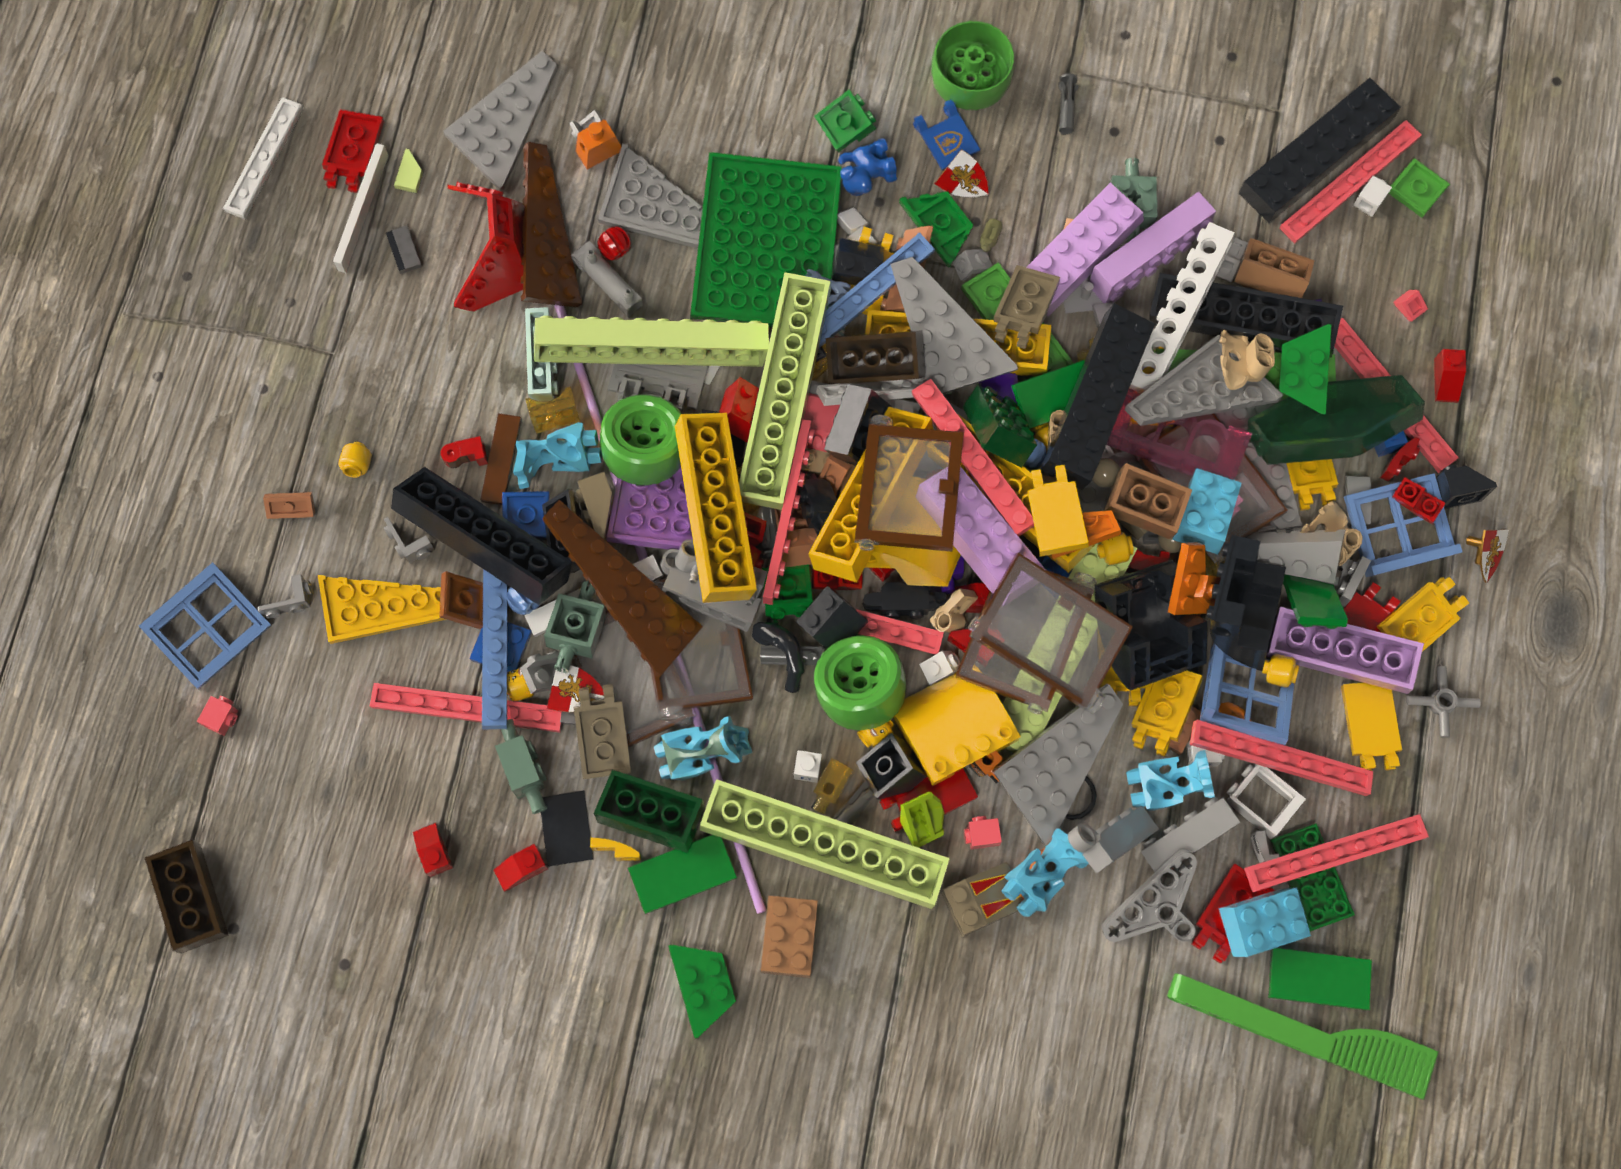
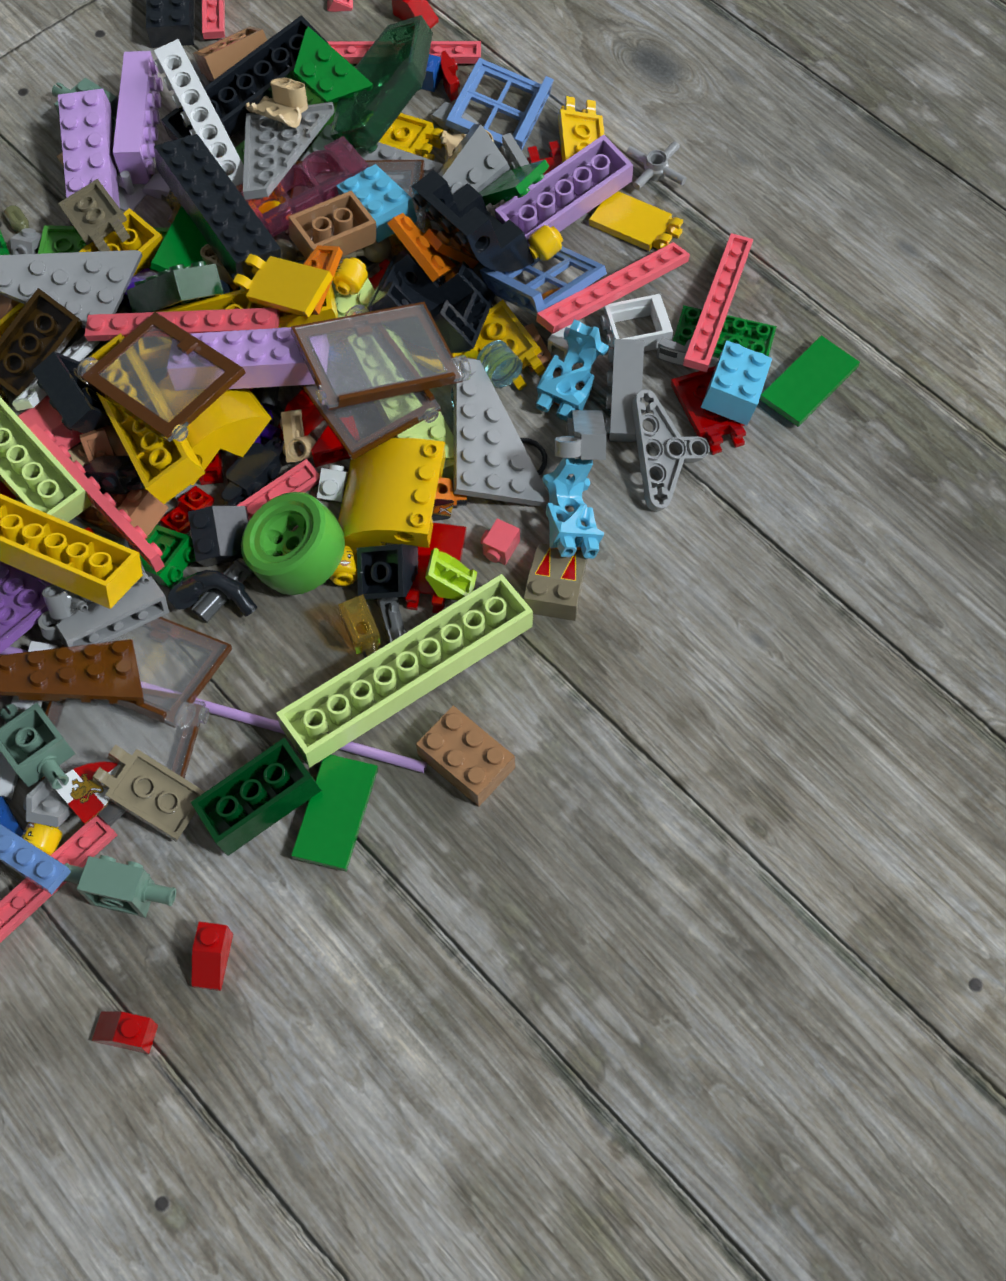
camera: 50 degrees left, 10 degrees down
(566, 829) = (211, 891): black sticker -> none
(622, 851) = (271, 850): yellow slope -> none
(683, 756) = (231, 738): medium azure hips -> none
(703, 985) = (450, 863): green wing -> none
(807, 766) = (328, 640): white brick -> none
(1134, 720) = (500, 363): none -> clear light blue piece
(1366, 1052) = (887, 391): bright green piece -> none
(1418, 501) = (491, 80): red slope -> none
(1463, 486) = (505, 45): black slope -> none
(1489, 550) = (558, 68): shield -> none

